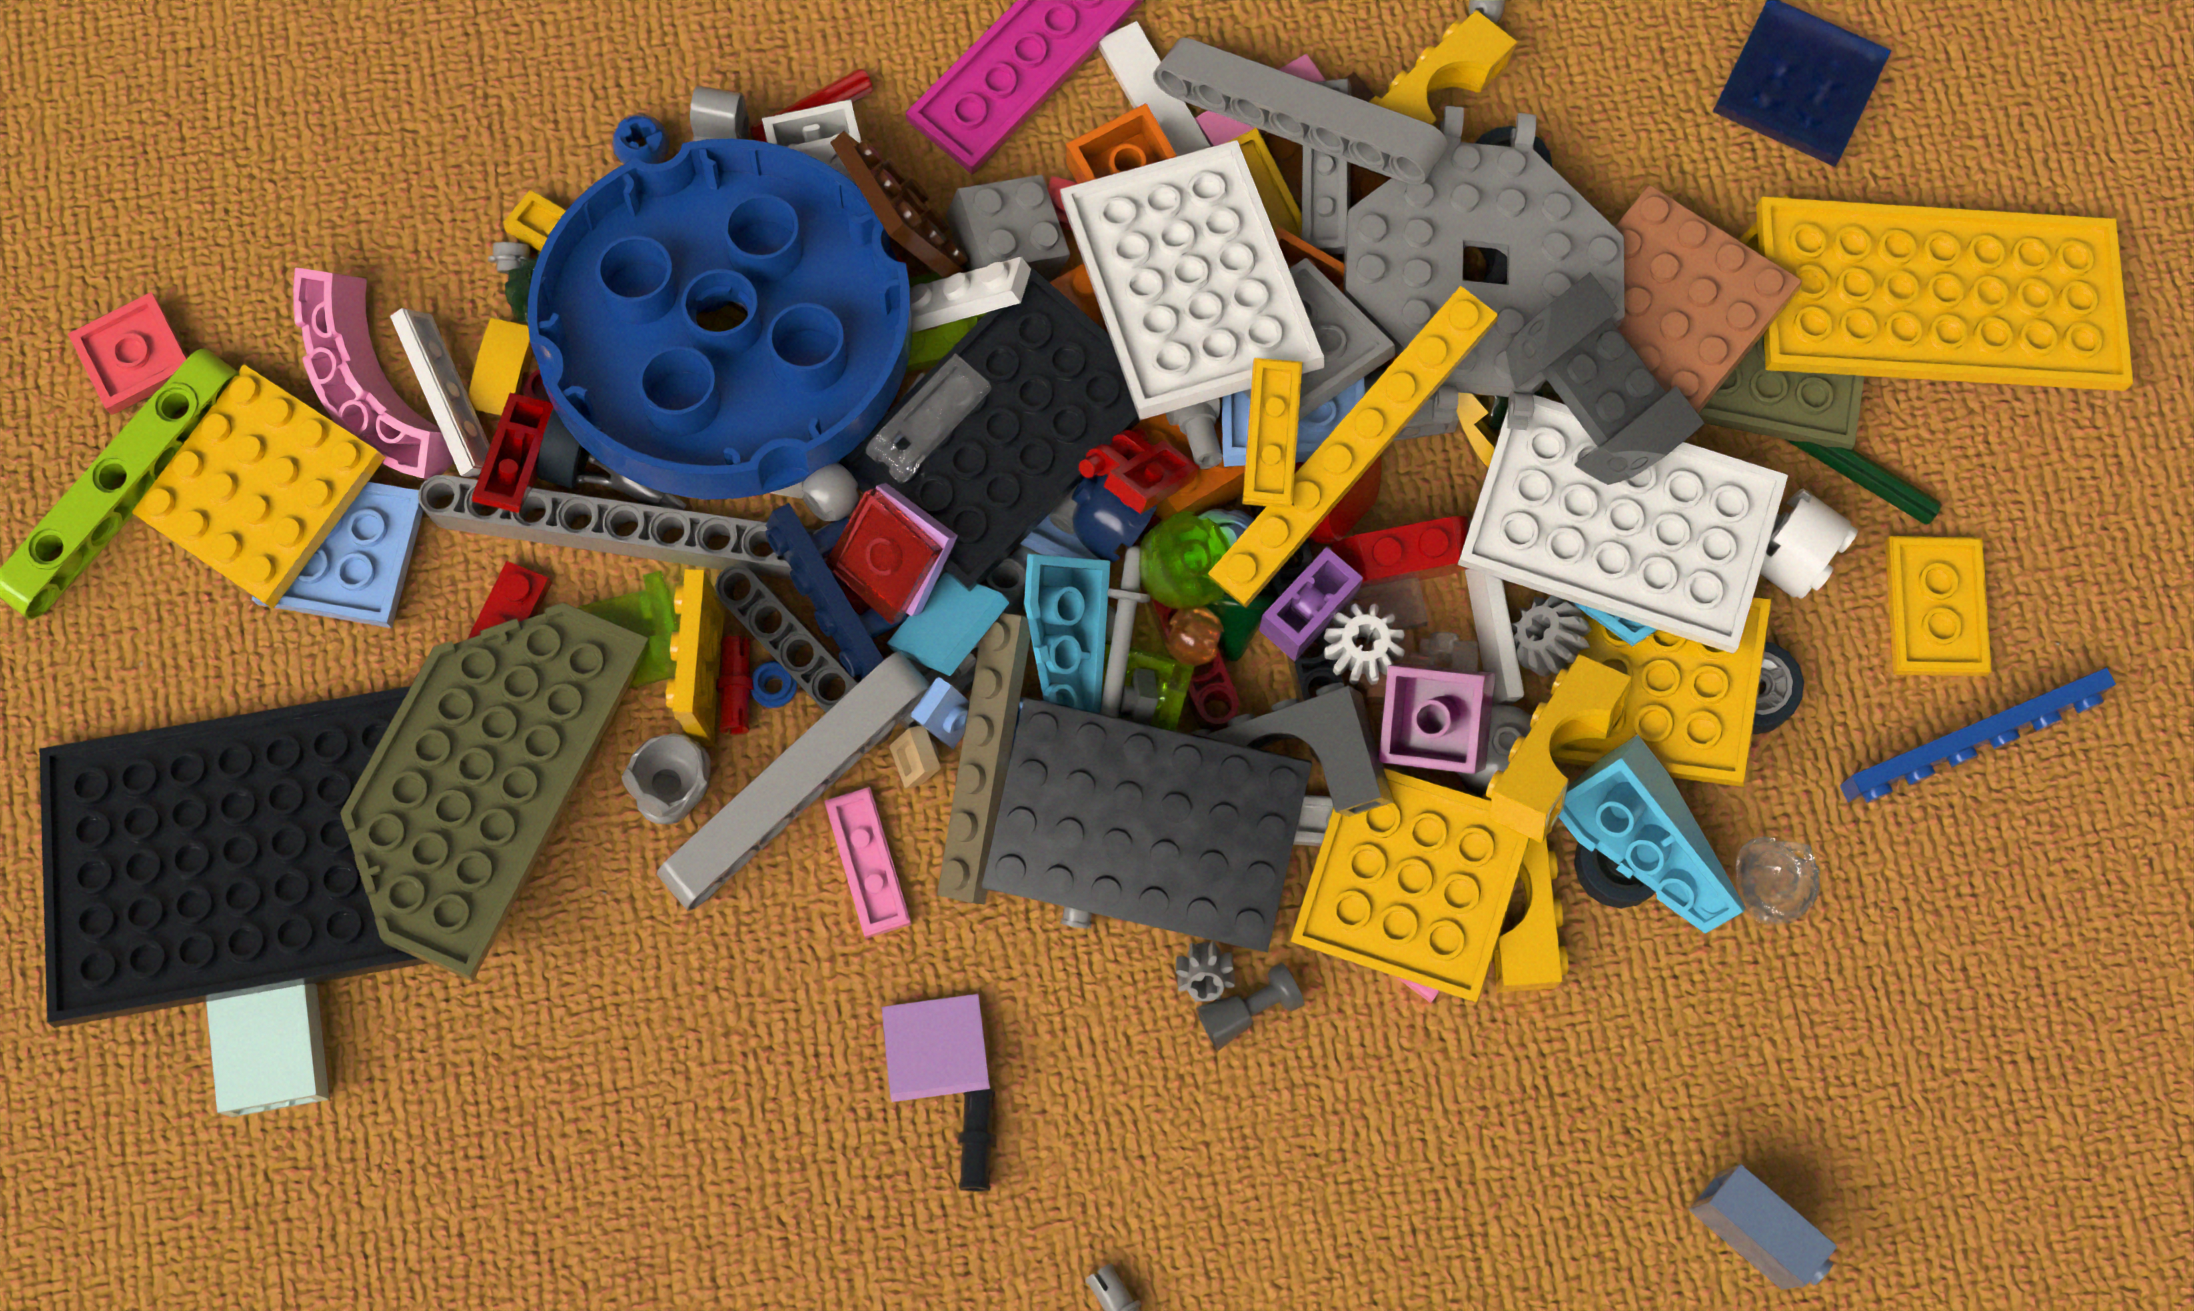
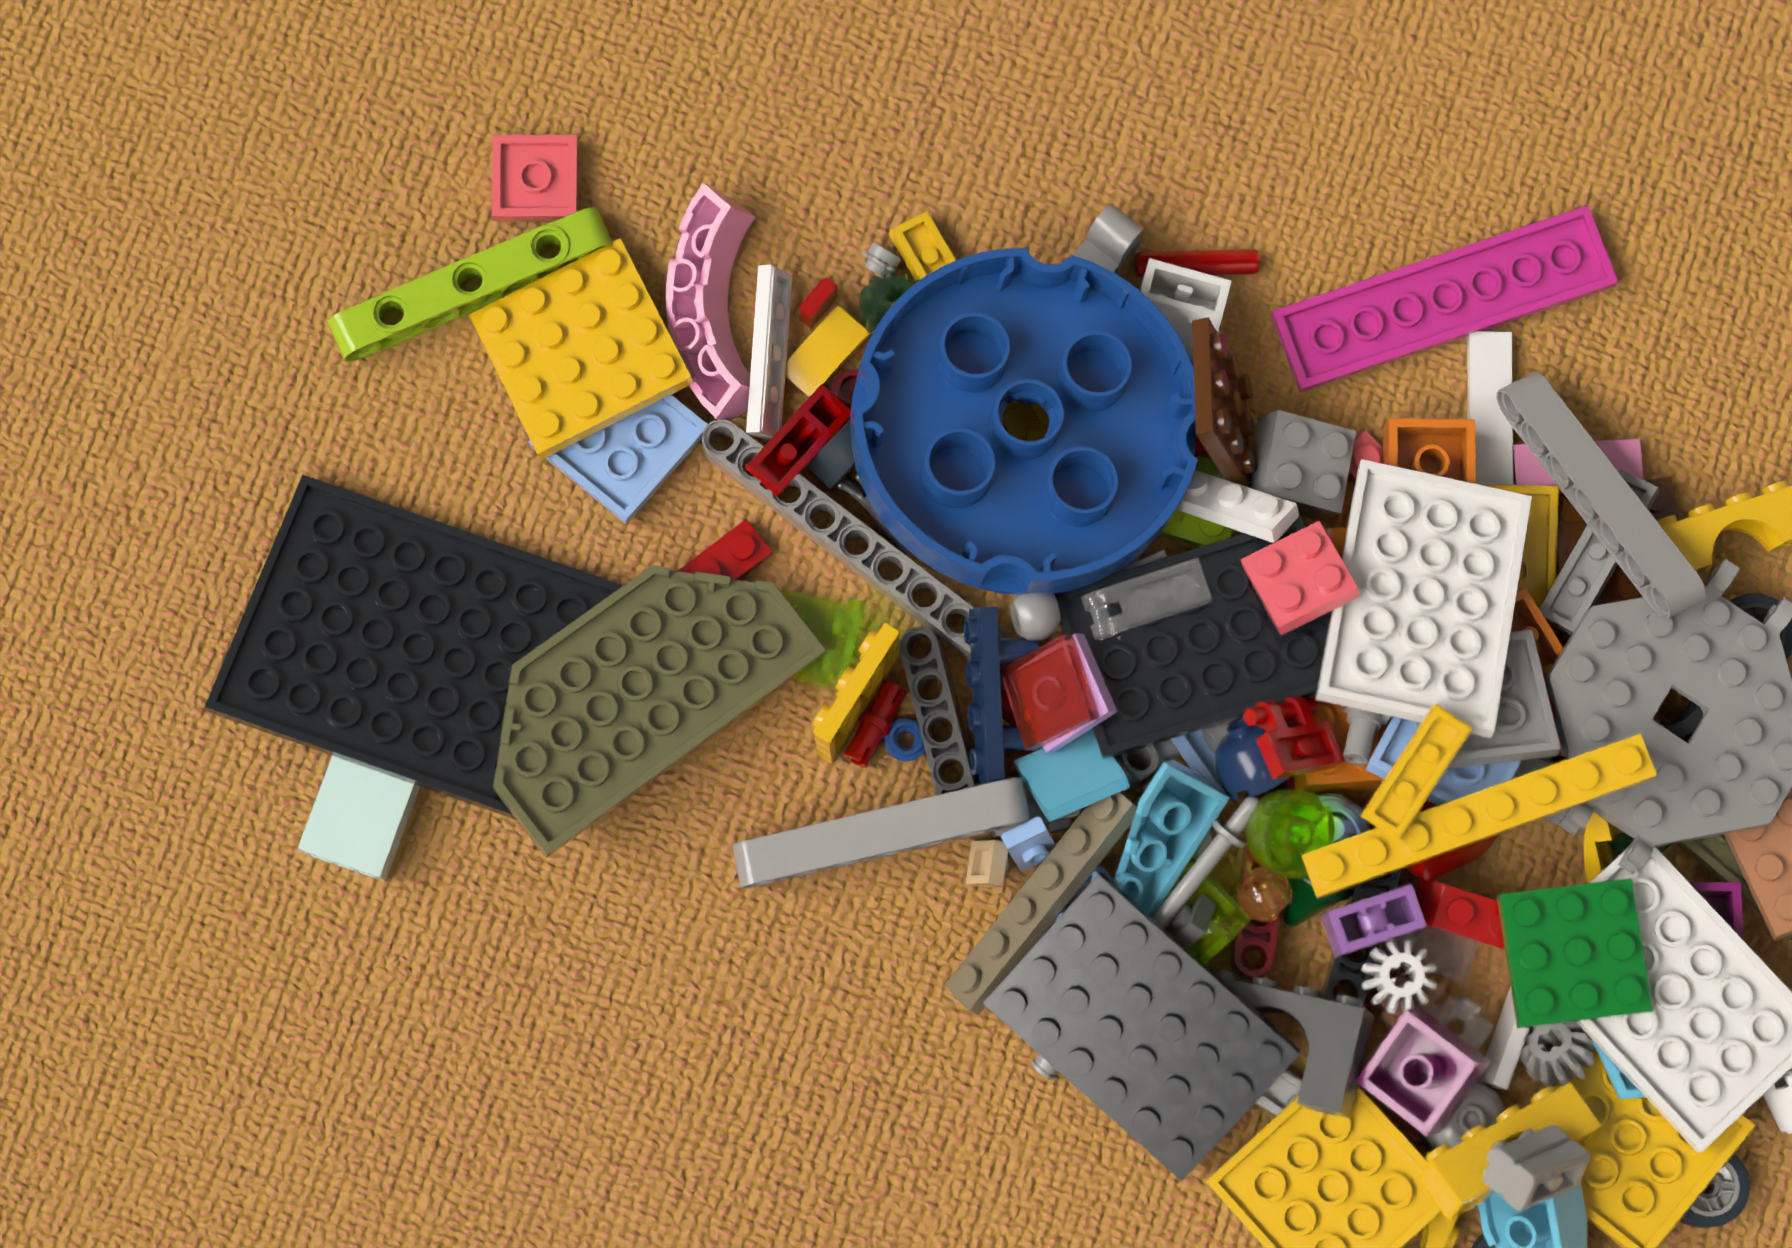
camera: 25 degrees right, 5 degrees up
(469, 325) = (818, 302): none -> red tile
(644, 127) = (1026, 223): blue piece -> none
(668, 777) = (782, 773): light grey hair -> none
(867, 863) = (903, 927): bright pink tile -> none
(935, 1048) = (877, 1108): lavender tile -> none
(976, 1140) = (870, 1198): black pin -> none
(1062, 319) = (1300, 578): none -> coral plate
(1205, 971) = (1123, 1167): light grey gear -> none
(1232, 1015) = (1126, 1214): dark grey piece -> none
(1514, 529) = (1574, 953): none -> green plate
(1594, 742) = (1535, 1166): none -> light grey brick
(1602, 383) = (1716, 874): dark grey piece -> none

